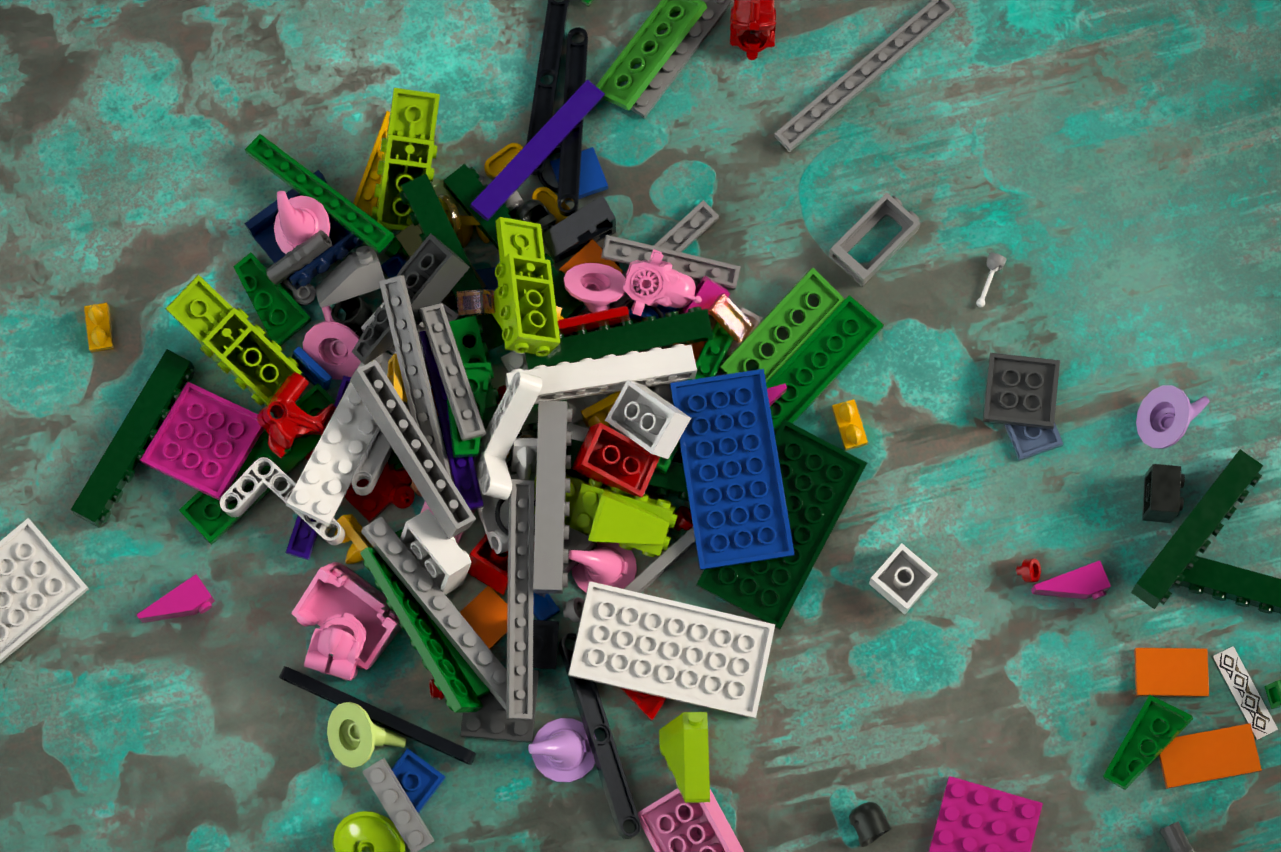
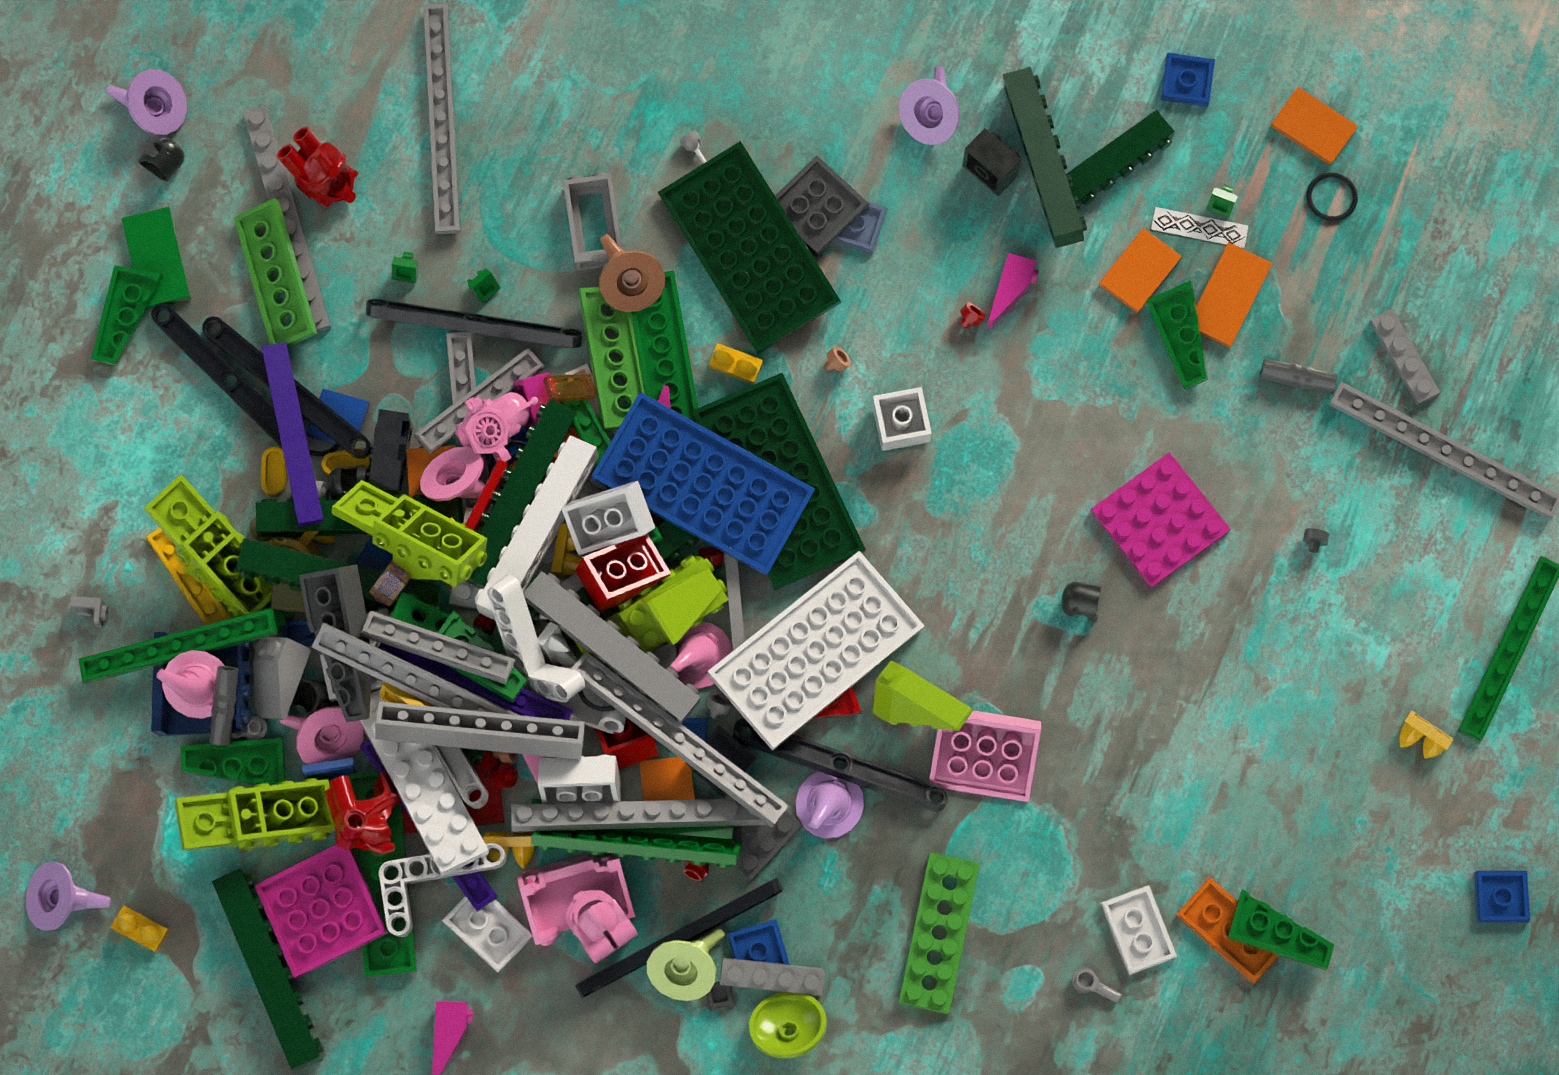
camera: 55 degrees left, 0 degrees up
(76, 251) = (54, 896): none -> lavender piece
(279, 575) = (490, 932): none -> white tile
(305, 113) = (87, 605): none -> light grey bracket
(355, 779) = (720, 997): none -> dark grey tile
(727, 214) = (474, 323): none -> black beam
(729, 134) = (405, 268): none -> green tile
(761, 199) = (483, 285): none -> green tile
(847, 296) = (630, 278): none -> nougat piece
(912, 497) = (837, 360): none -> nougat tile
(946, 366) = (749, 247): none -> dark green plate

